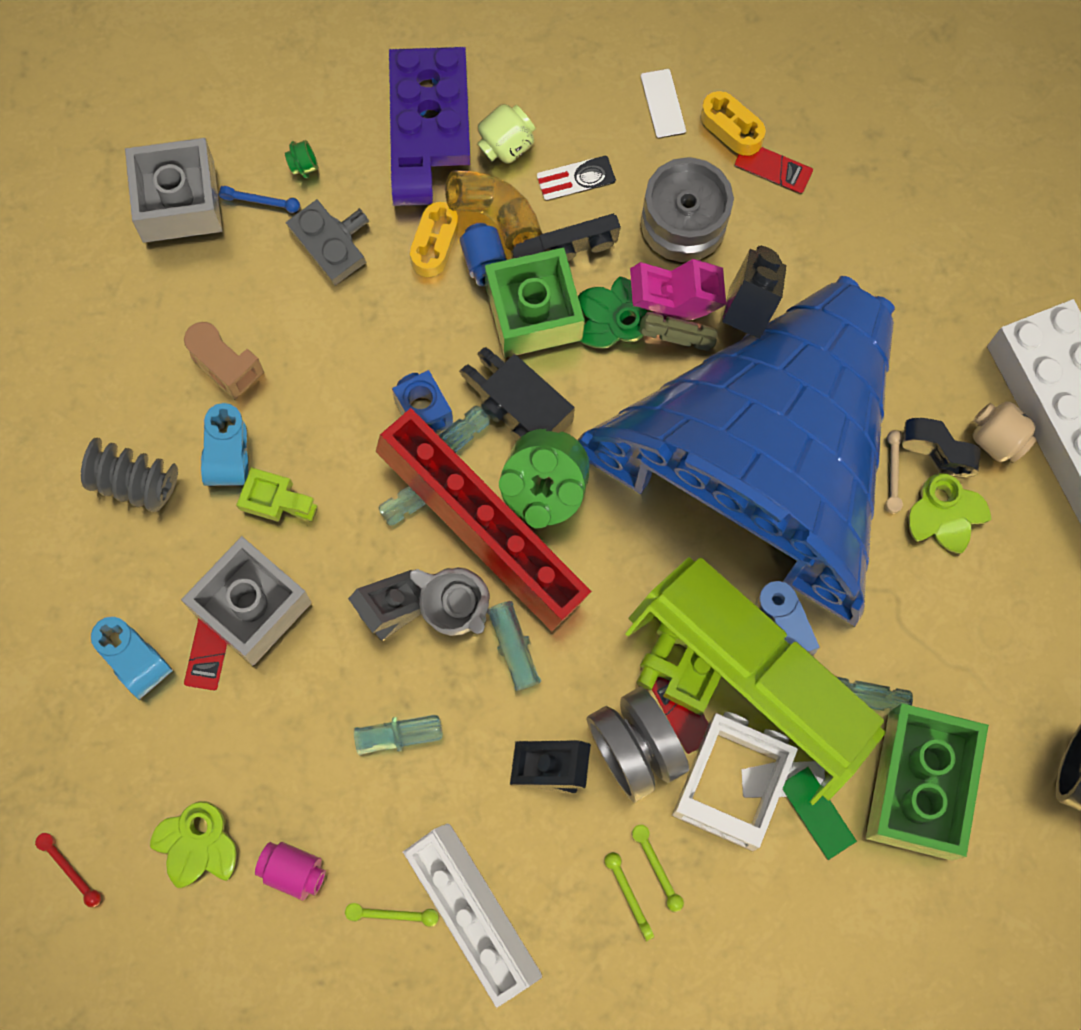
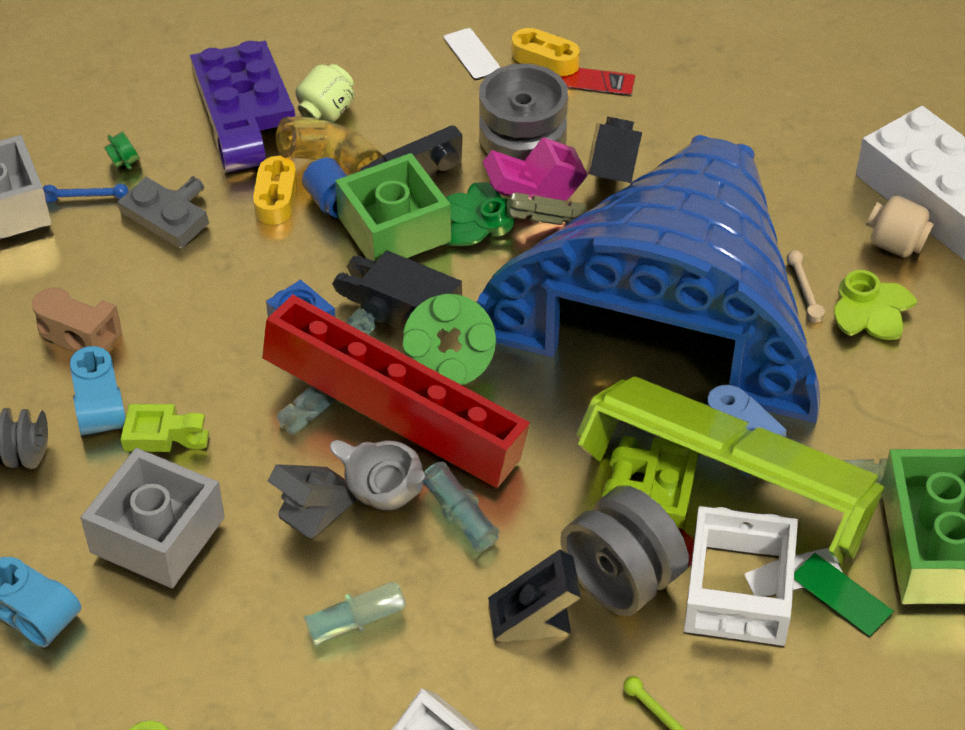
camera: 10 degrees left, 25 degrees down
(205, 659) = (115, 595): red sticker -> none
(576, 177) = (404, 121): sticker -> none
(640, 835) = (655, 656): lime hinge -> none
(935, 440) = (839, 250): black piece -> none

